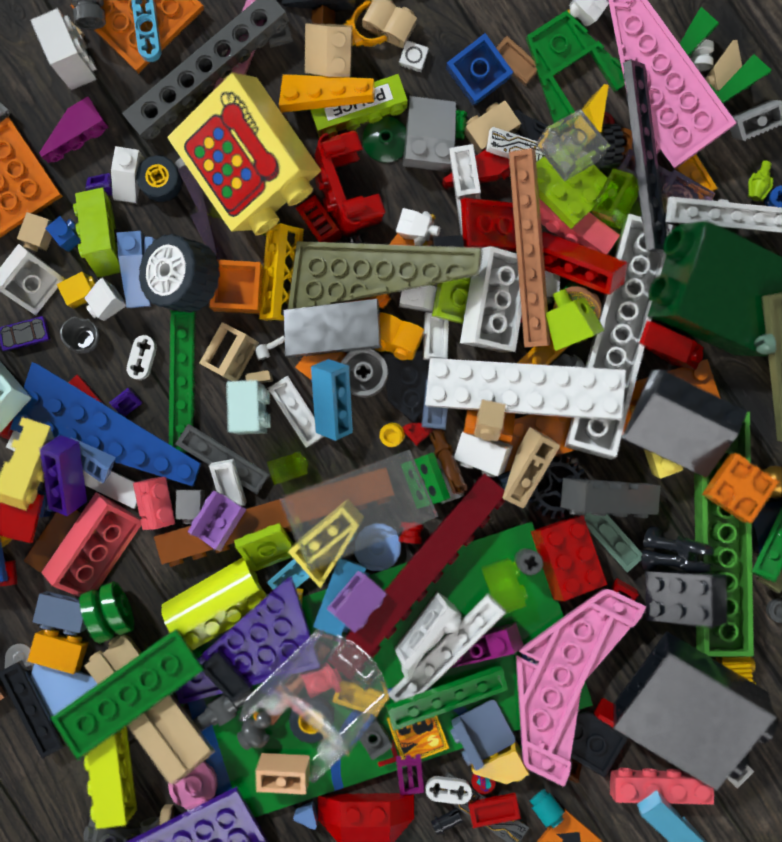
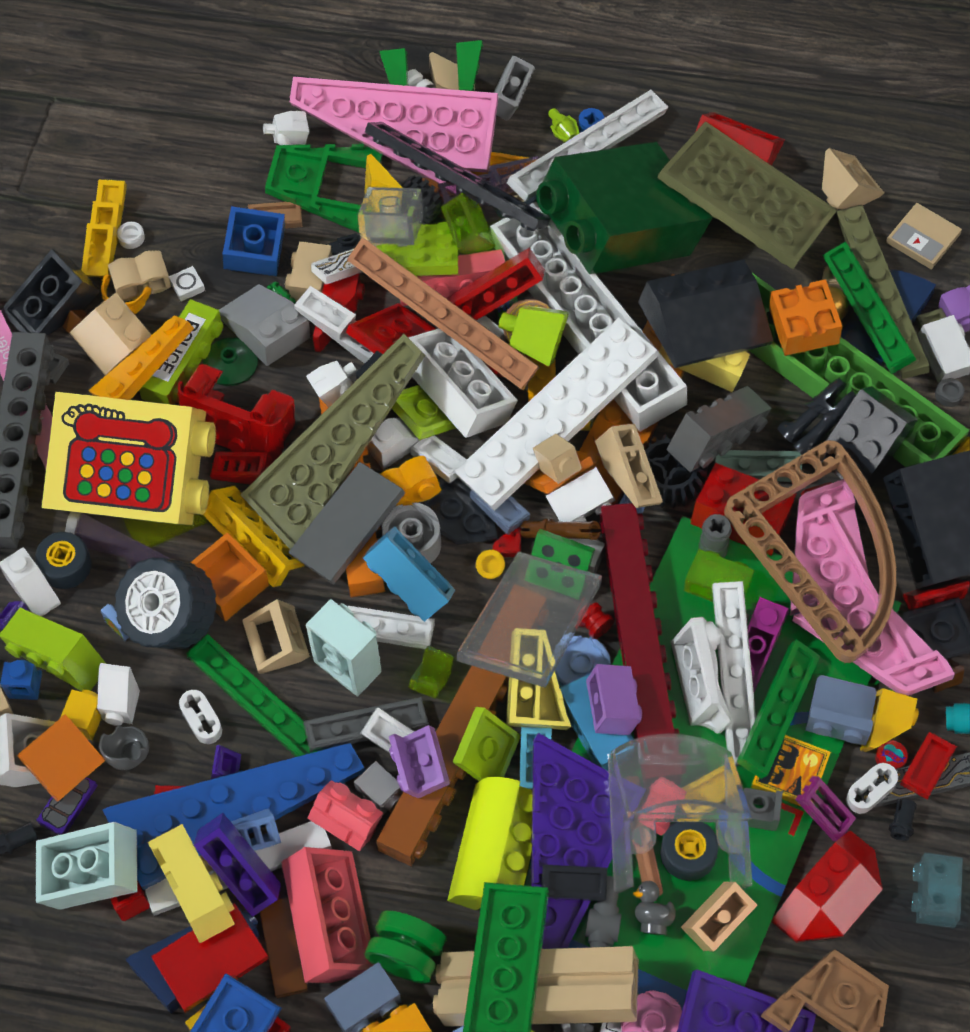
camera: 45 degrees left, 25 degrees down
(36, 308) = (61, 758): none -> orange tile
(130, 255) = (117, 647): medium blue slope -> none
(262, 351) = (304, 607): white hand -> none
(307, 815) = (783, 941): medium blue slope -> none
(618, 668) = (789, 562): none -> medium nougat beam
(671, 346) = (629, 279): red slope -> none
(766, 344) = (703, 208): sand green hinge -> none

